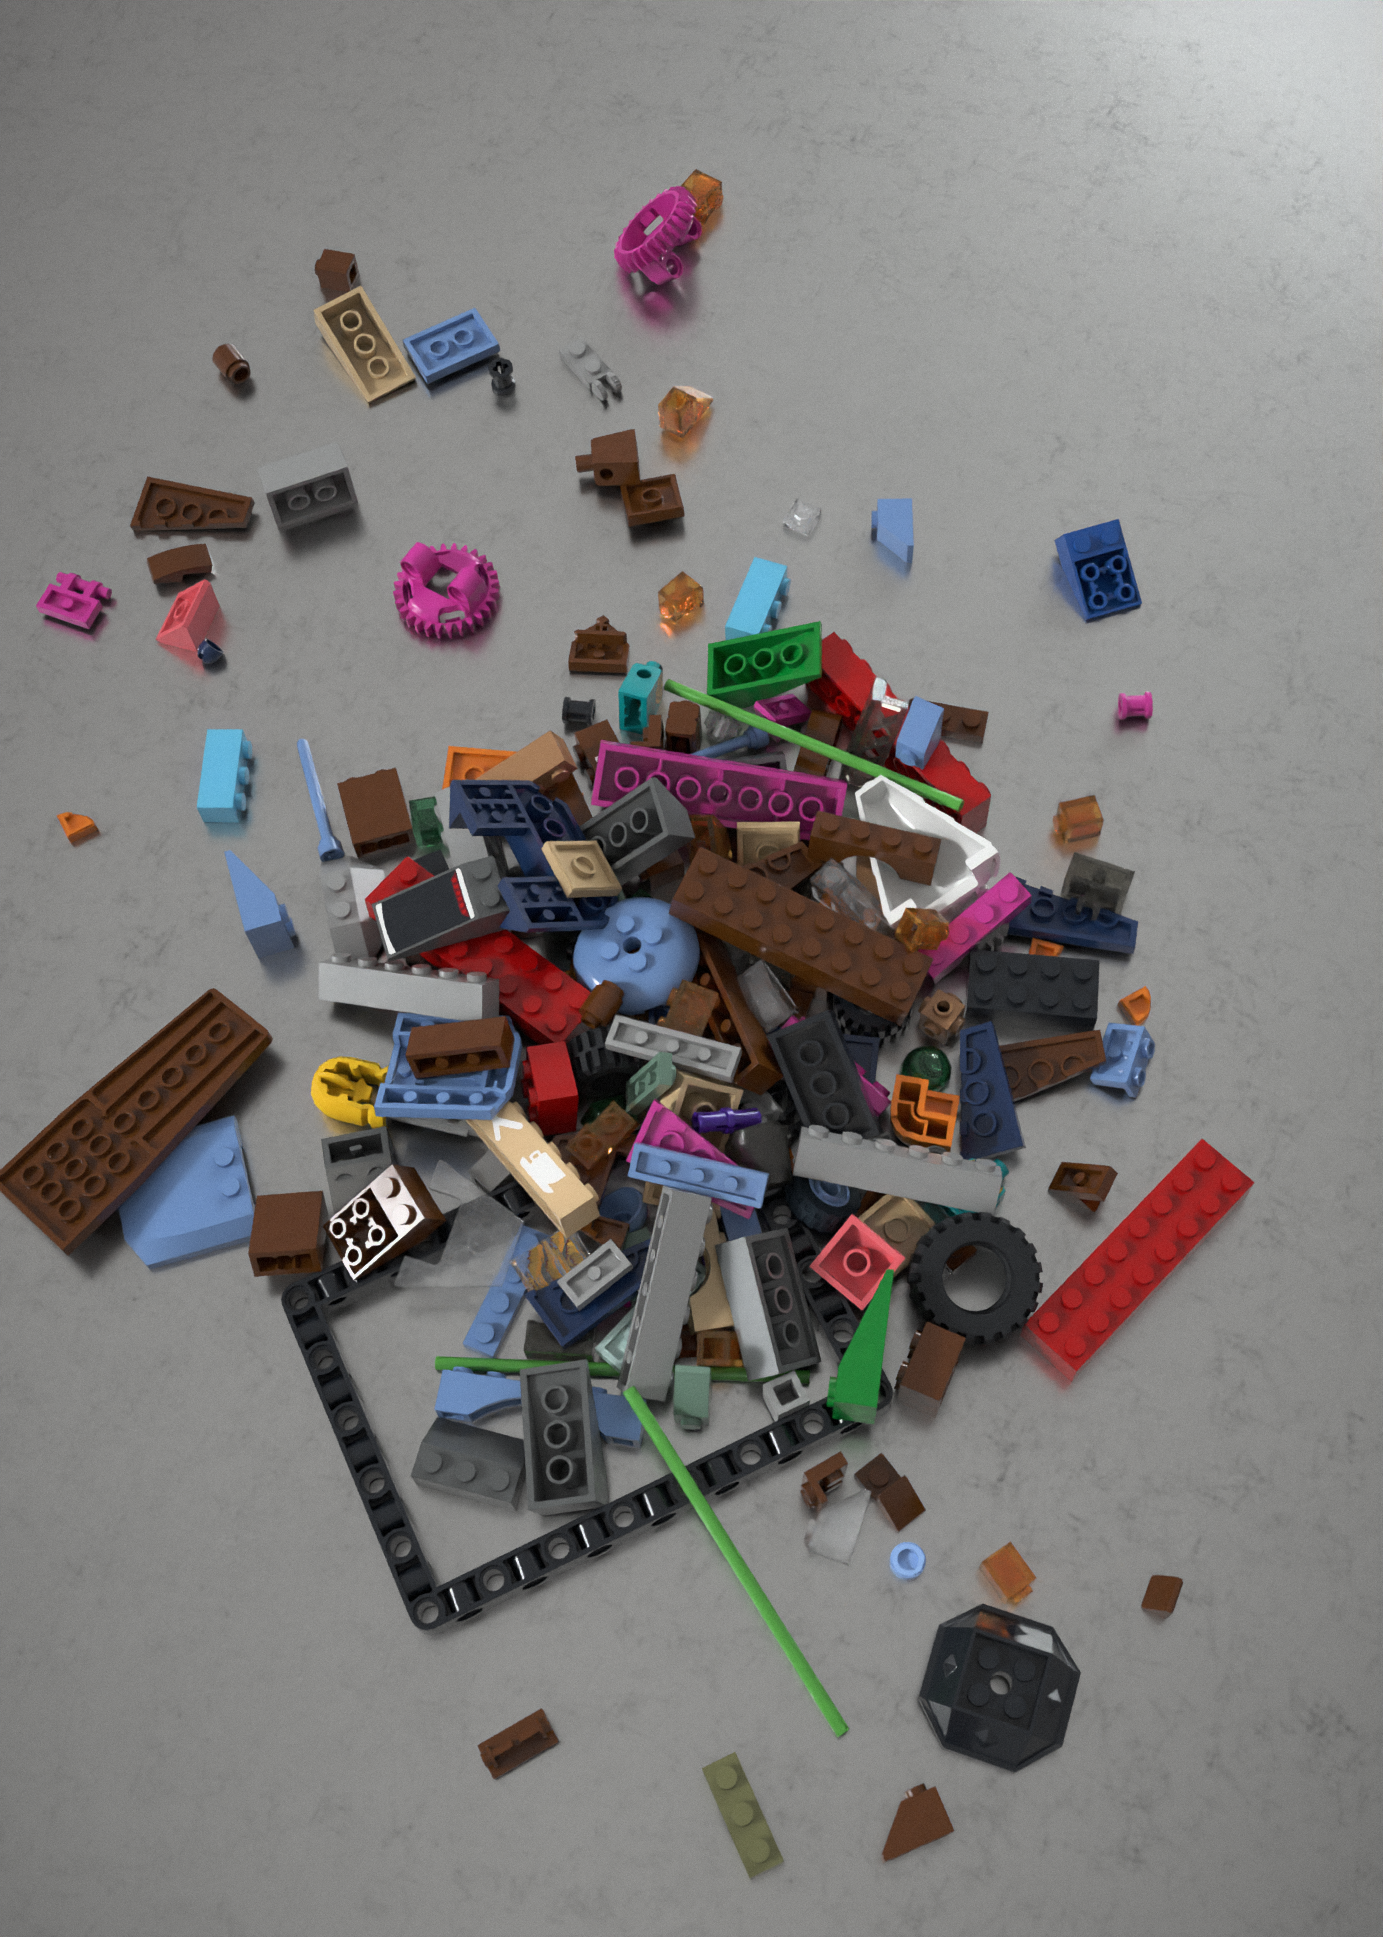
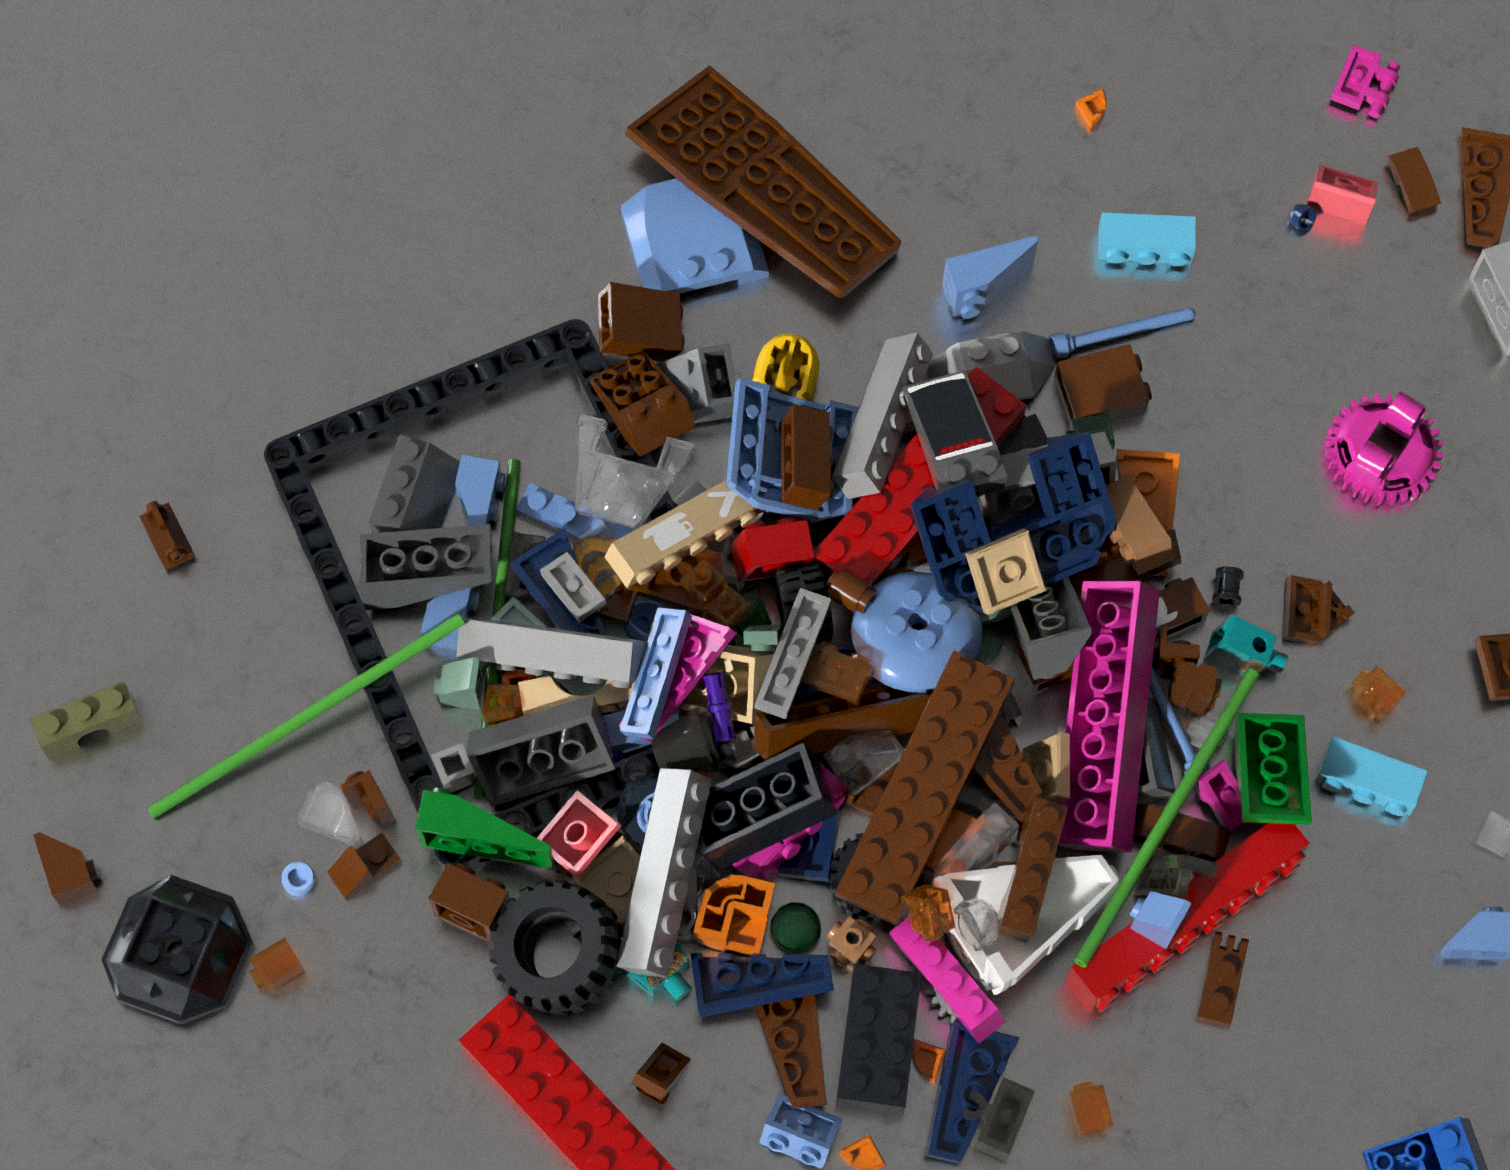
camera: 85 degrees right, 5 degrees up
(709, 835) = (1045, 706): clear orange slope -> none
(933, 886) = (977, 923): none -> clear hair
(1162, 1595) = (246, 1110): reddish brown slope -> none

